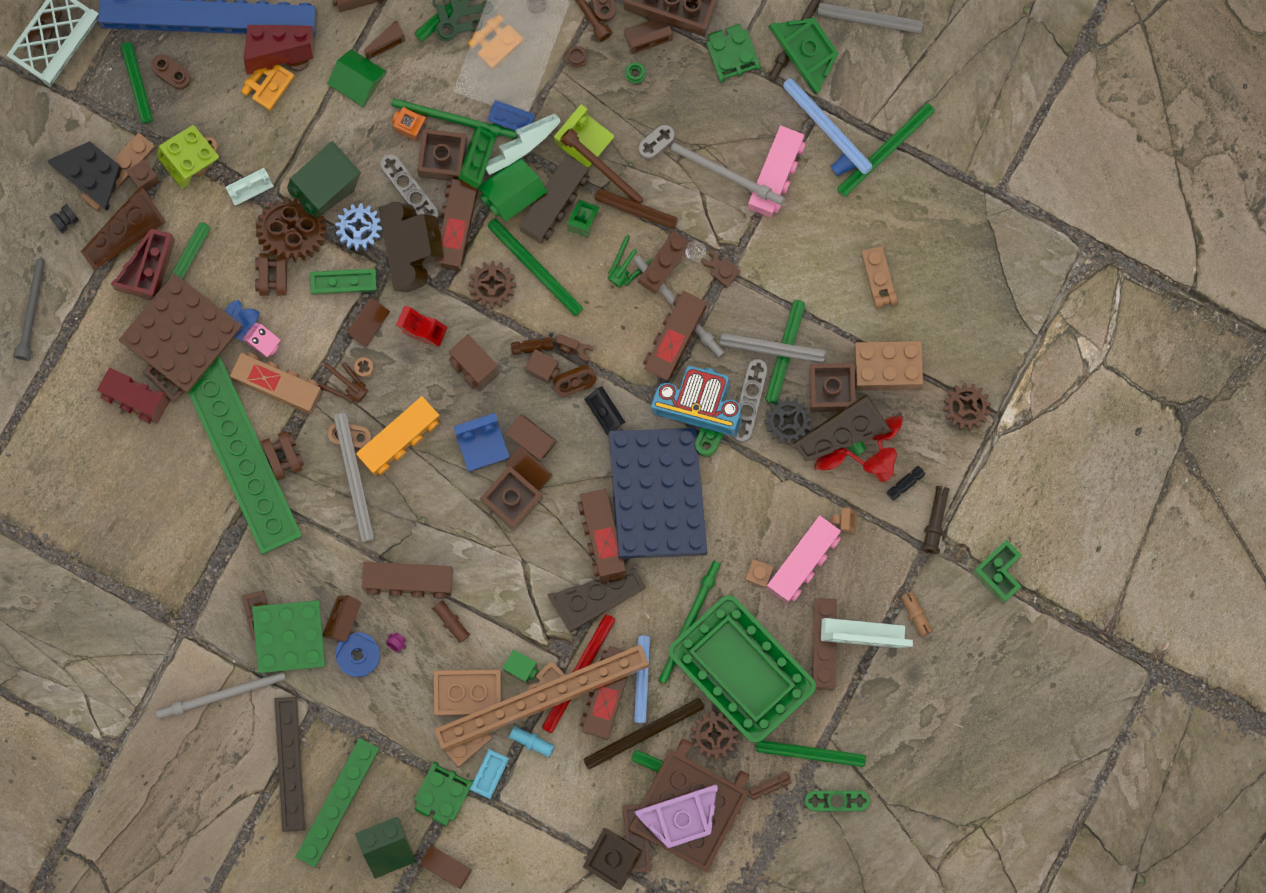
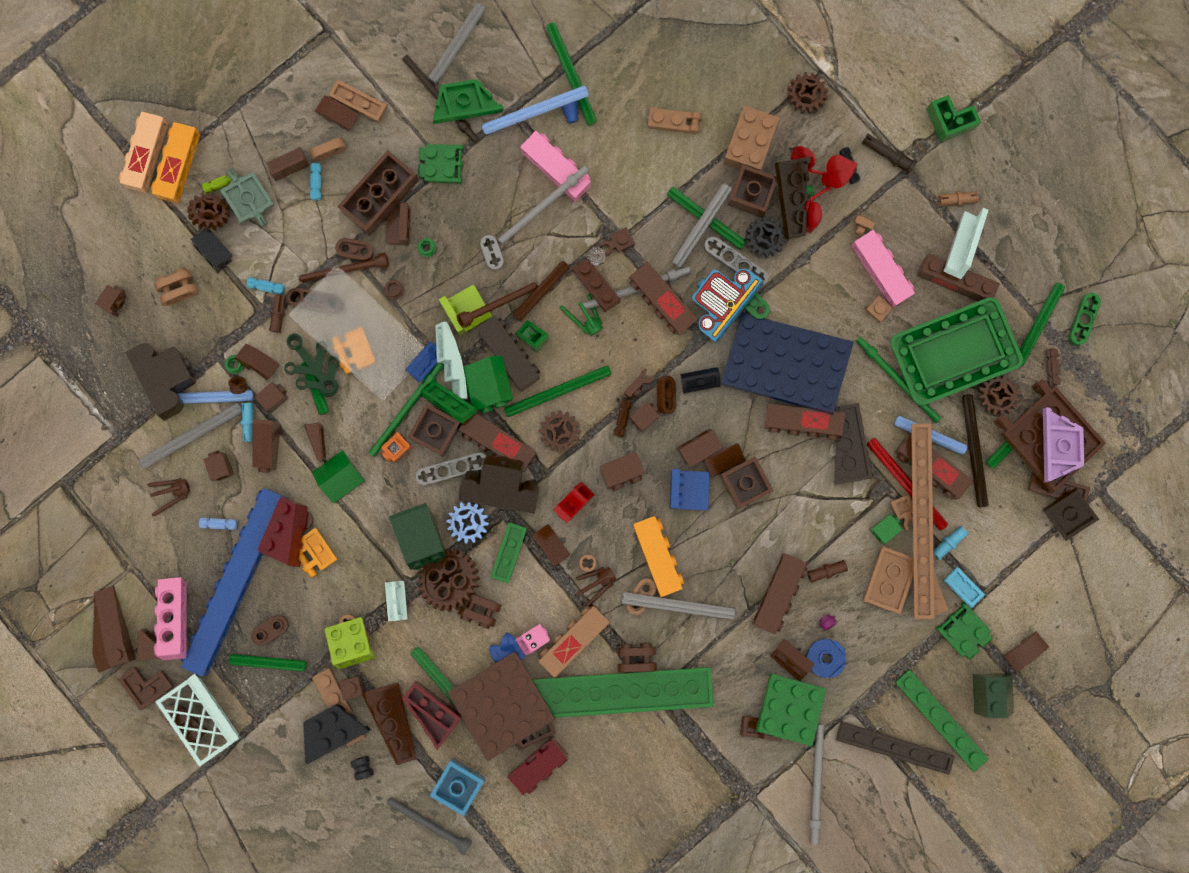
camera: 70 degrees left, 5 degrees up
(81, 321) = (457, 786): none -> dark azure brick

